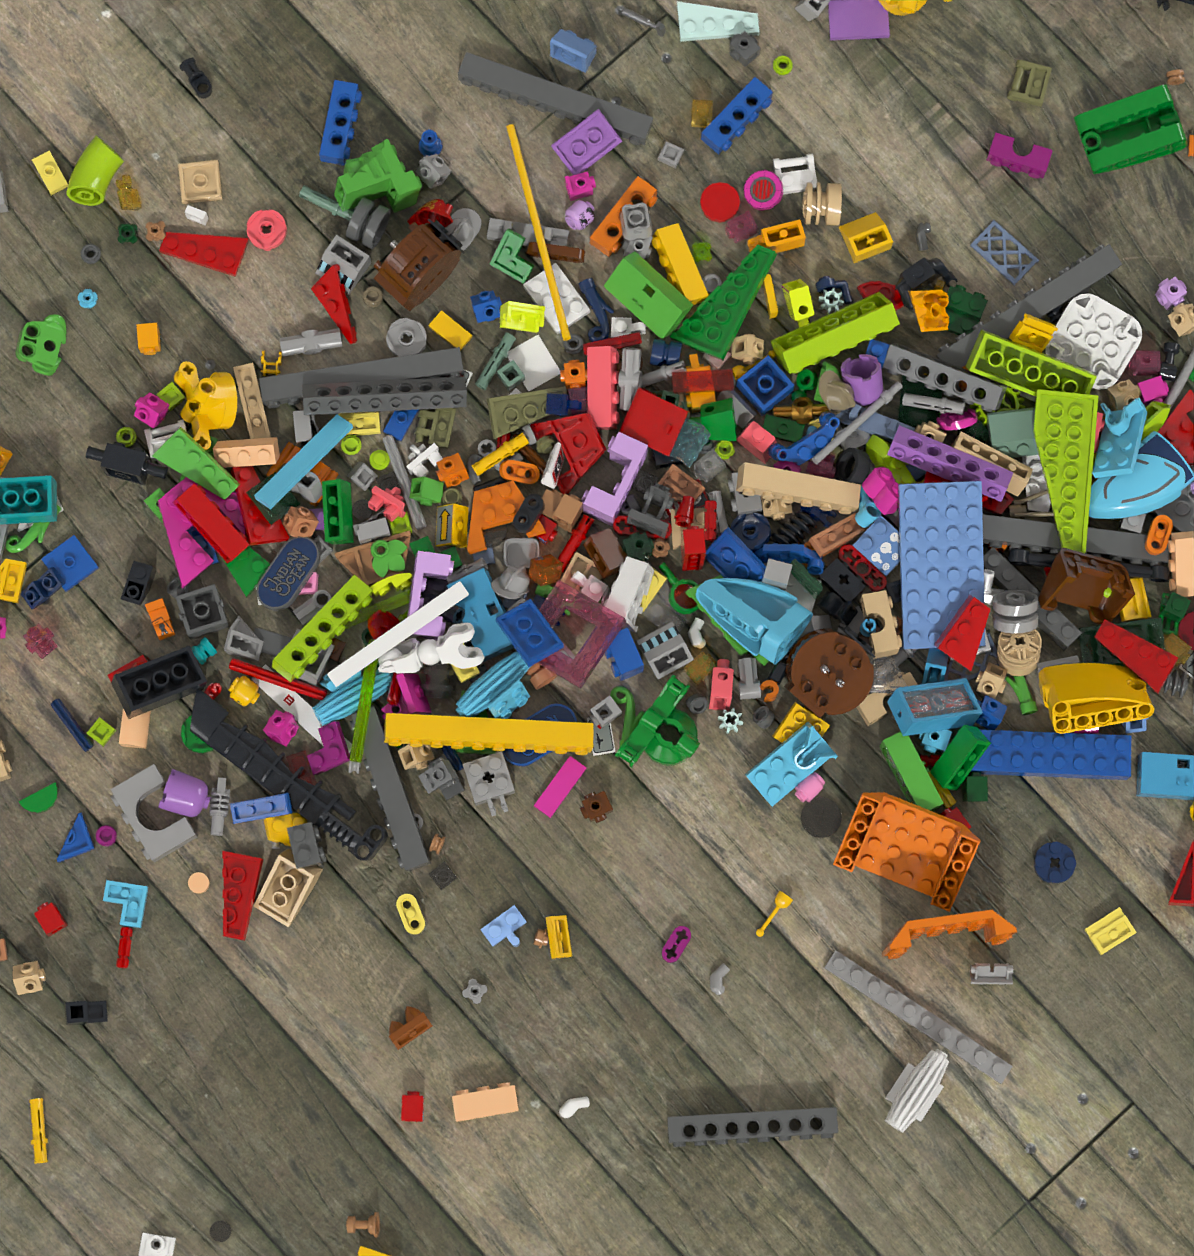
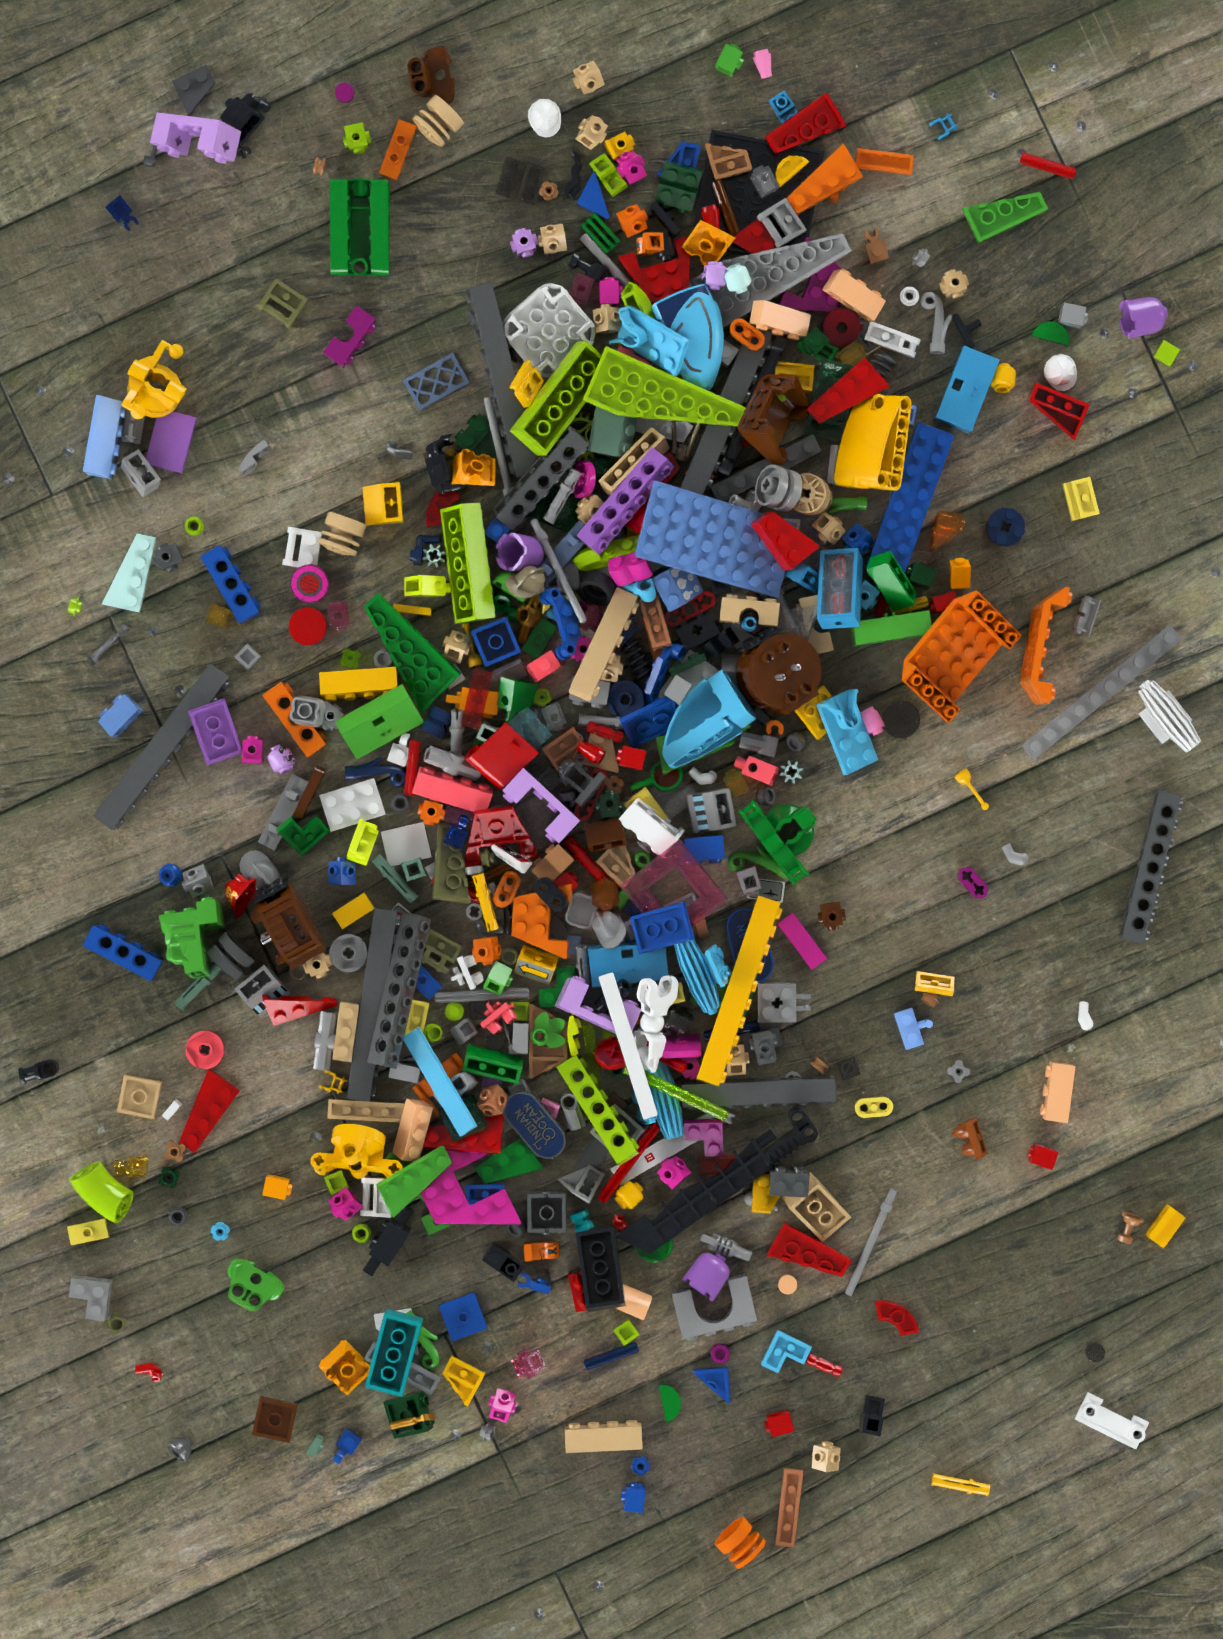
camera: 75 degrees left, 10 degrees up
(43, 588) = (479, 1347): dark blue slope -> none
(124, 628) = (539, 1285): none -> blue plate
(198, 1008) = (896, 1315): none -> red tile
(211, 523) = (471, 1181): red brick -> none
(261, 808) = (740, 1211): tile -> none
(309, 960) = (886, 1208): none -> light grey bar
(326, 356) = (346, 1031): none -> tan arch
(382, 316) = (325, 964): none -> tan brick
(538, 233) = (287, 803): yellow piece -> none
(591, 587) = (632, 858): plate -> none
(780, 237) = (361, 585): light orange hinge -> none
(863, 97) = (249, 462): none -> light grey slope
(960, 329) = (498, 446): none -> light grey bar
(991, 828) = (959, 573): none -> light orange brick
(1031, 798) = (945, 528): none -> clear orange slope

